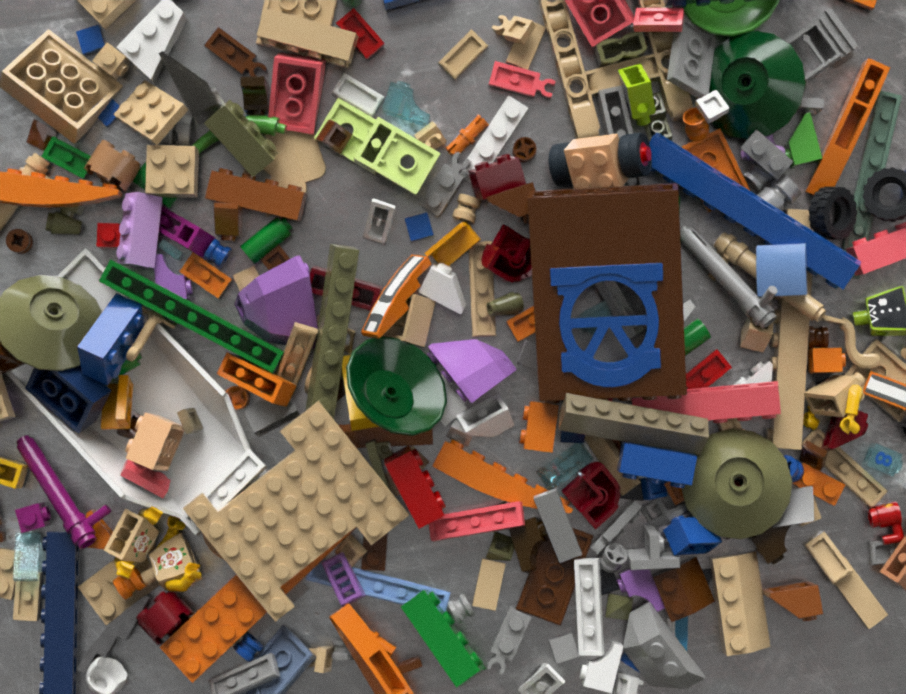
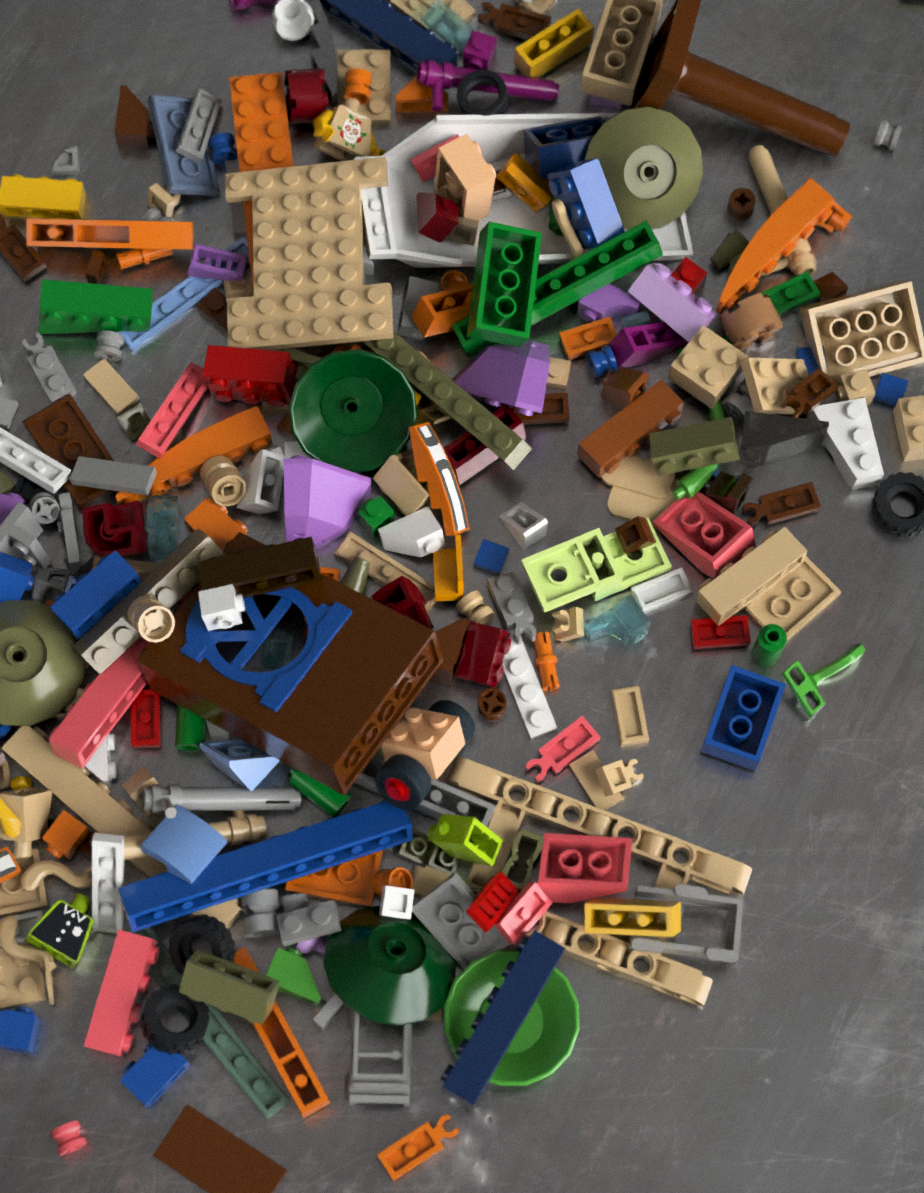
camera: 125 degrees right, 15 degrees down
(65, 495) = (479, 78): none -> black tyre
(133, 539) = (392, 107): tan torso -> none
(142, 84) = (810, 393): none -> reddish brown plate
(195, 445) = (436, 215): none -> dark red slope
(223, 347) = (504, 284): none -> green brick
(266, 239) = (581, 409): green brick -> none
(296, 352) = (453, 358): tan tile -> none
(450, 326) = (374, 515): none -> green brick
(504, 446) = (223, 481): none -> tan wheel
(527, 542) = (117, 438): dark brown arch -> none
(566, 355) = (264, 568): none -> dark brown brick
(613, 360) = (221, 607): none -> white brick
(653, 42) = (494, 899): none -> red slope
(654, 404) = (151, 618): none -> tan wheel
(695, 284) = (239, 761): none -> light blue slope
(840, 303) = (106, 879): none -> white plate
(849, 170) = (229, 987): none -> olive brick

